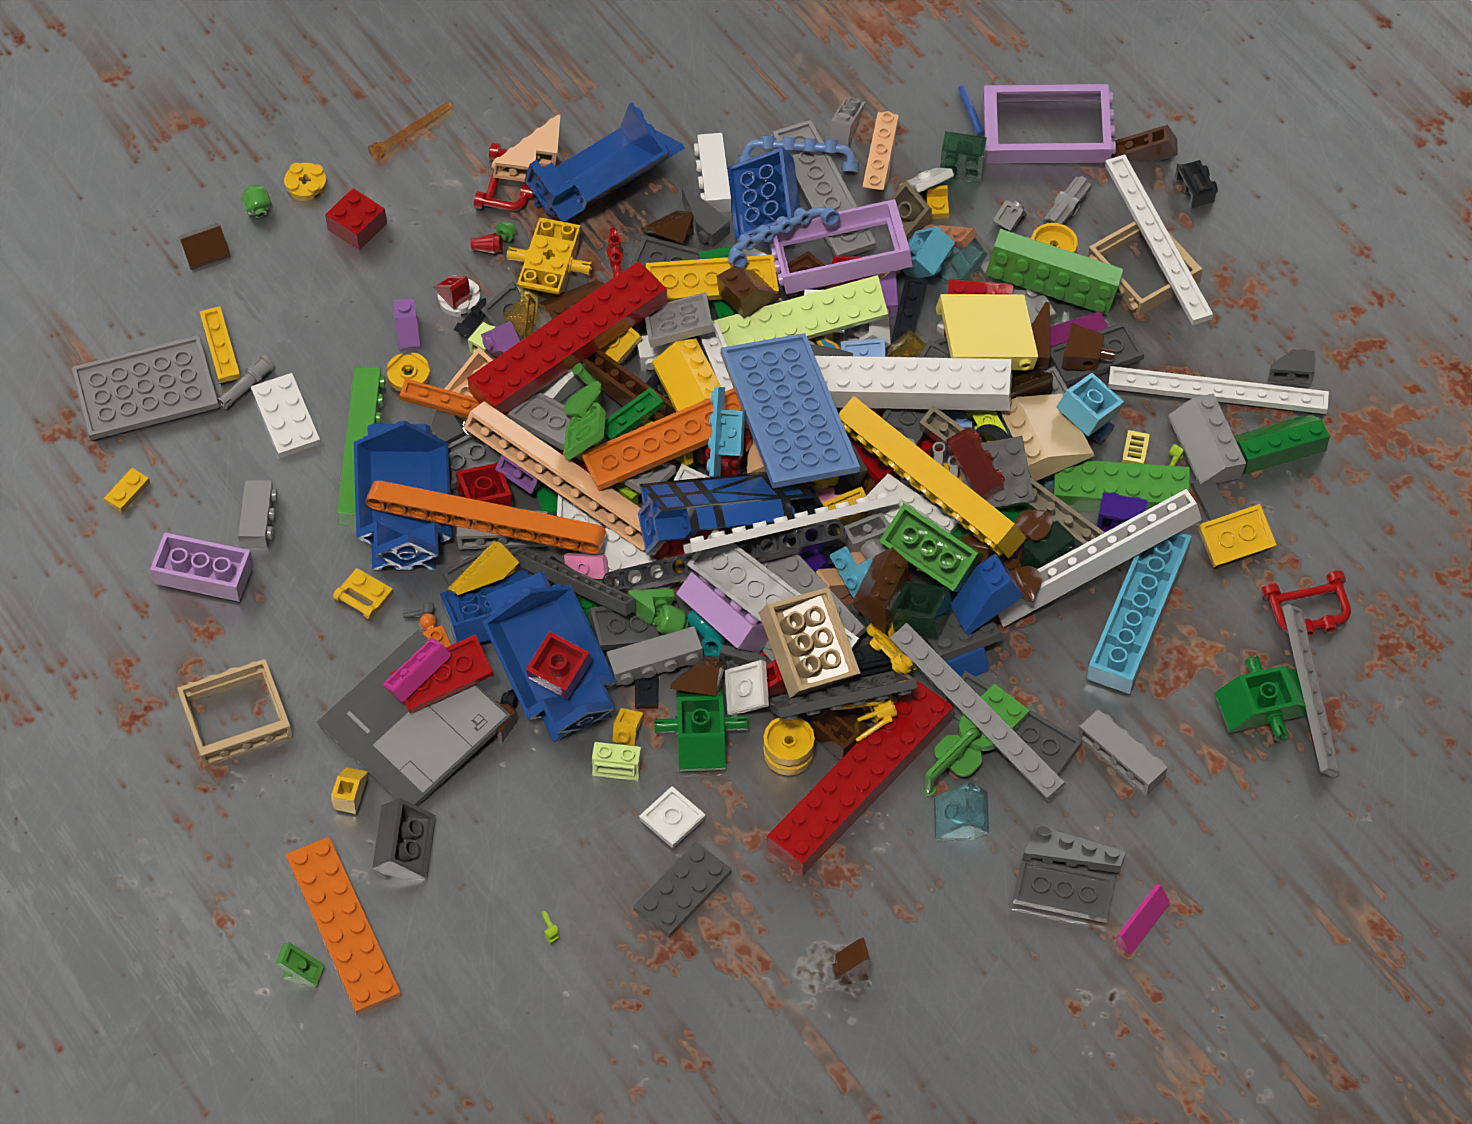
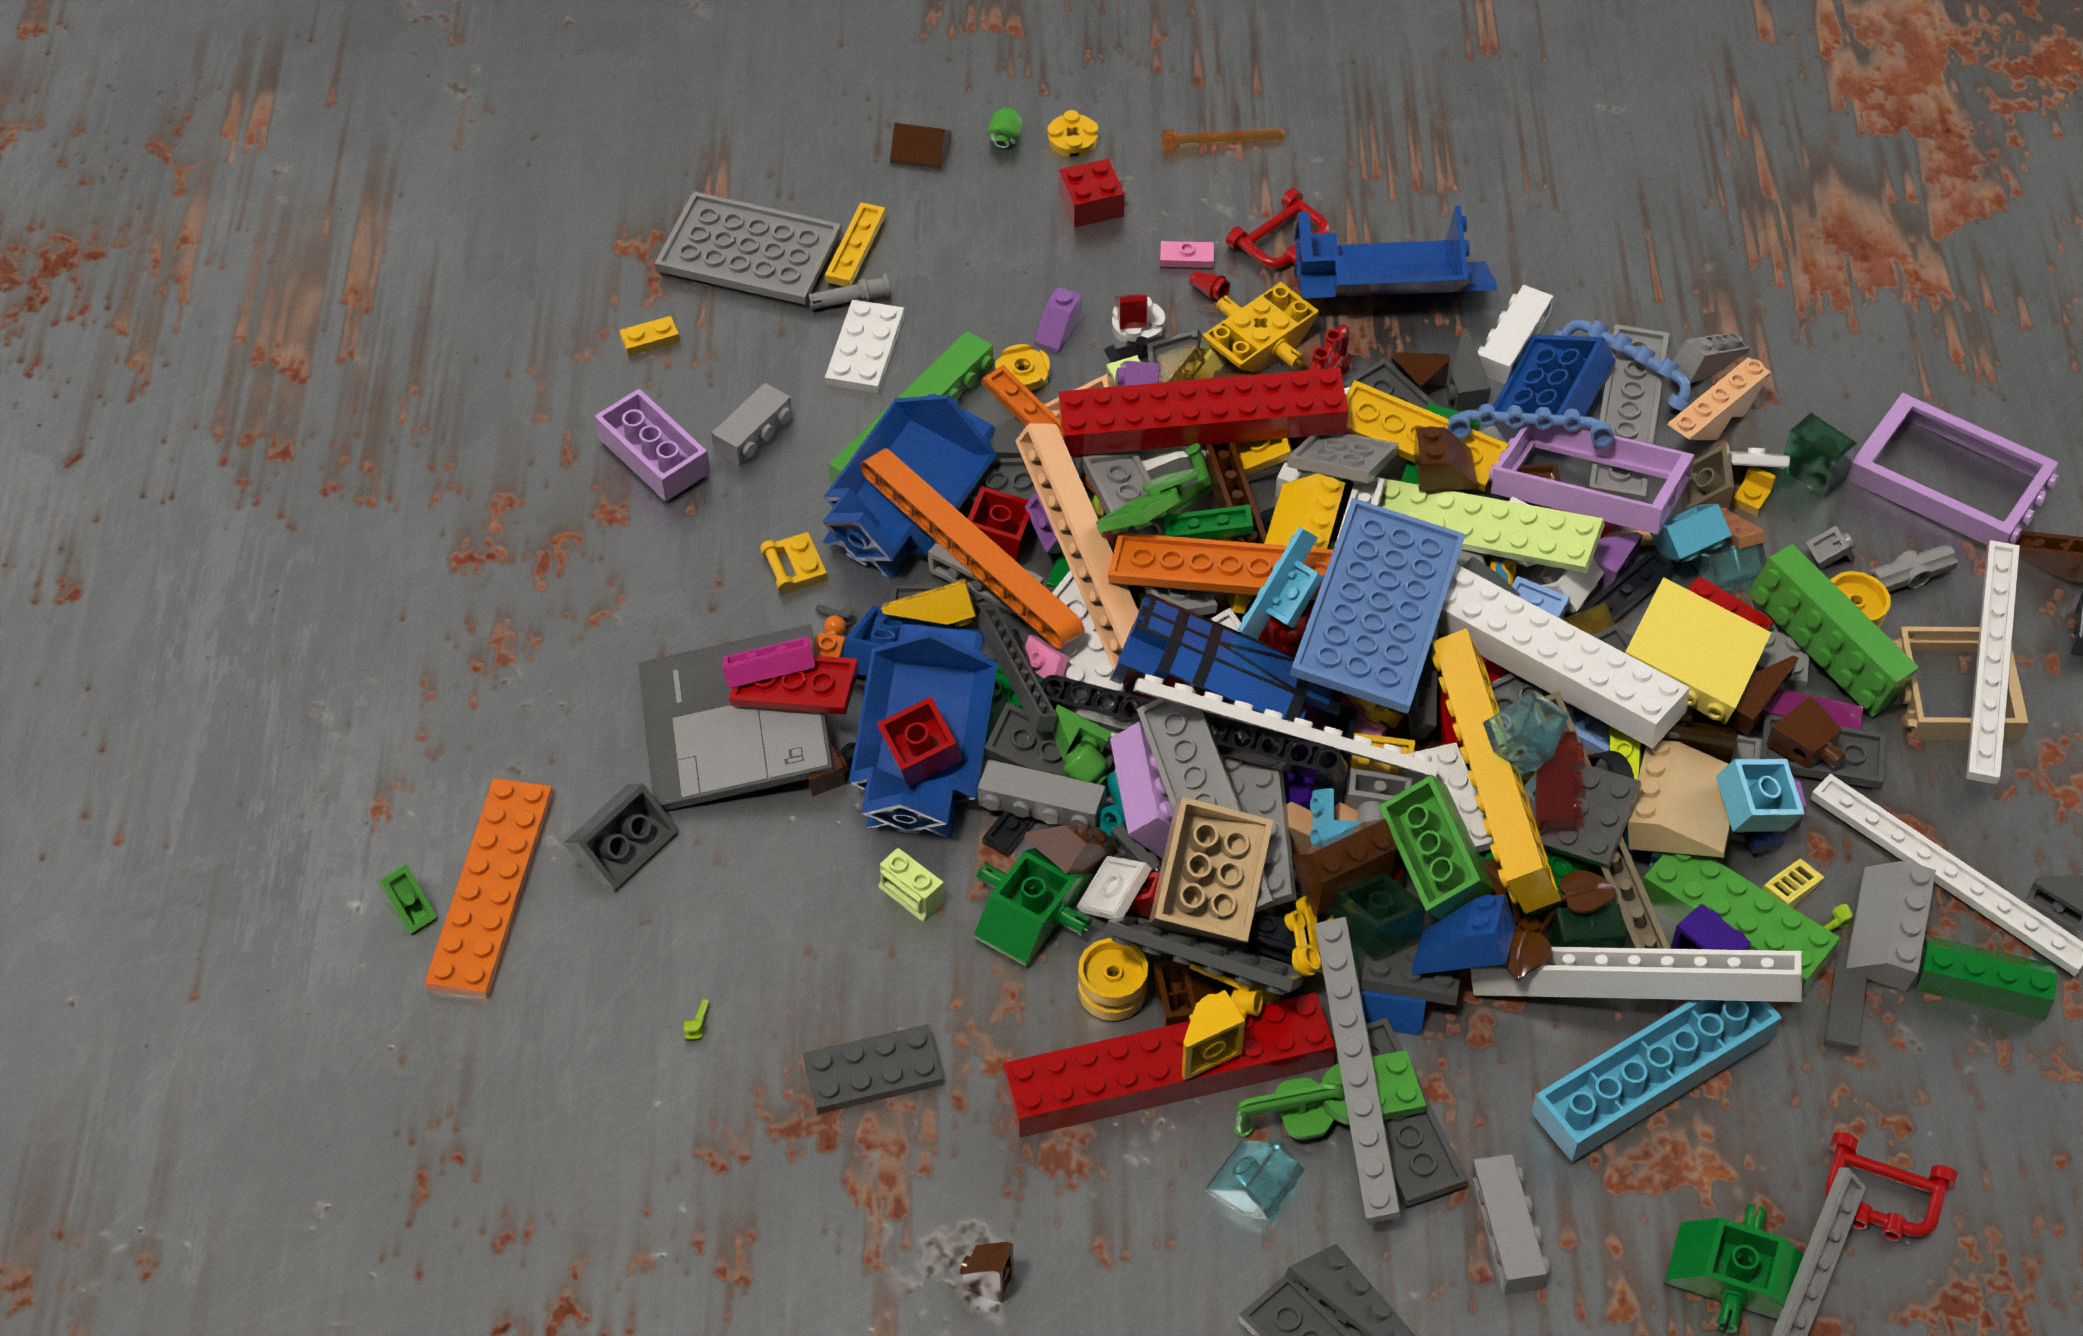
camera: 35 degrees right, 5 degrees down
(246, 741) = (557, 642): tan window -> none
(349, 790) = (609, 748): yellow slope -> none
(453, 229) = (1187, 254): none -> bright pink plate
(507, 230) = (1239, 281): bright green plate -> none
(539, 146) = (1327, 214): light nougat slope -> none
(626, 726) = (953, 853): yellow bracket -> none
(672, 817) = (924, 982): white plate -> none
(885, 740) = (1212, 1035): none -> yellow slope
(945, 443) = (1527, 731): none -> clear light blue slope
(971, 110) = (1871, 413): blue bar -> none
(1236, 535) = (1846, 1053): yellow plate -> none

